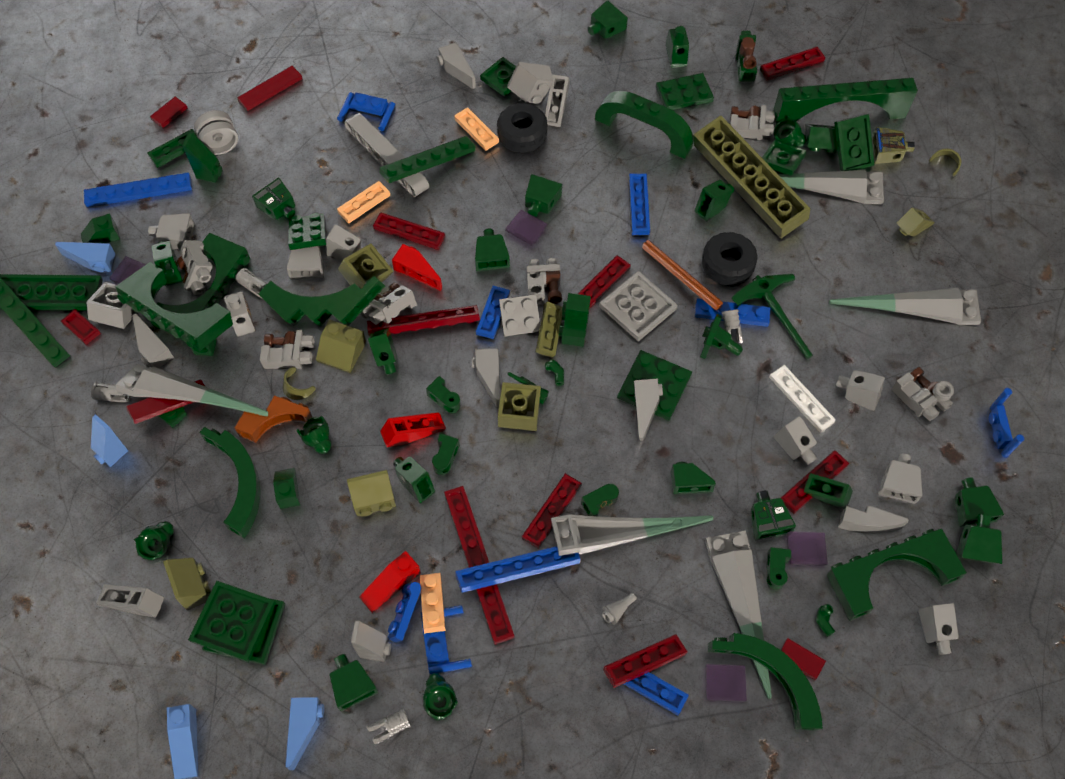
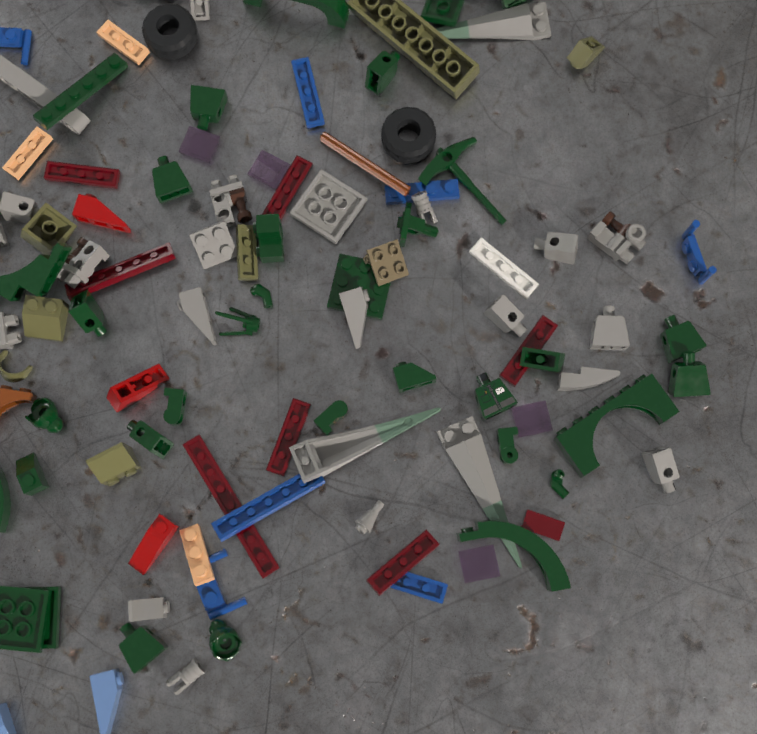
camera: 10 degrees left, 15 degrees up
(404, 611) = (173, 569): blue plate -> none
(442, 396) = (156, 346): dark green leg -> none
(491, 314) = (186, 251): blue plate -> none
(519, 406) = (234, 342): olive slope -> none
(587, 262) = (268, 169): none -> clear purple piece
(686, 366) = (386, 262): none -> dark tan hinge
(944, 304) = (626, 137): light grey plate -> none

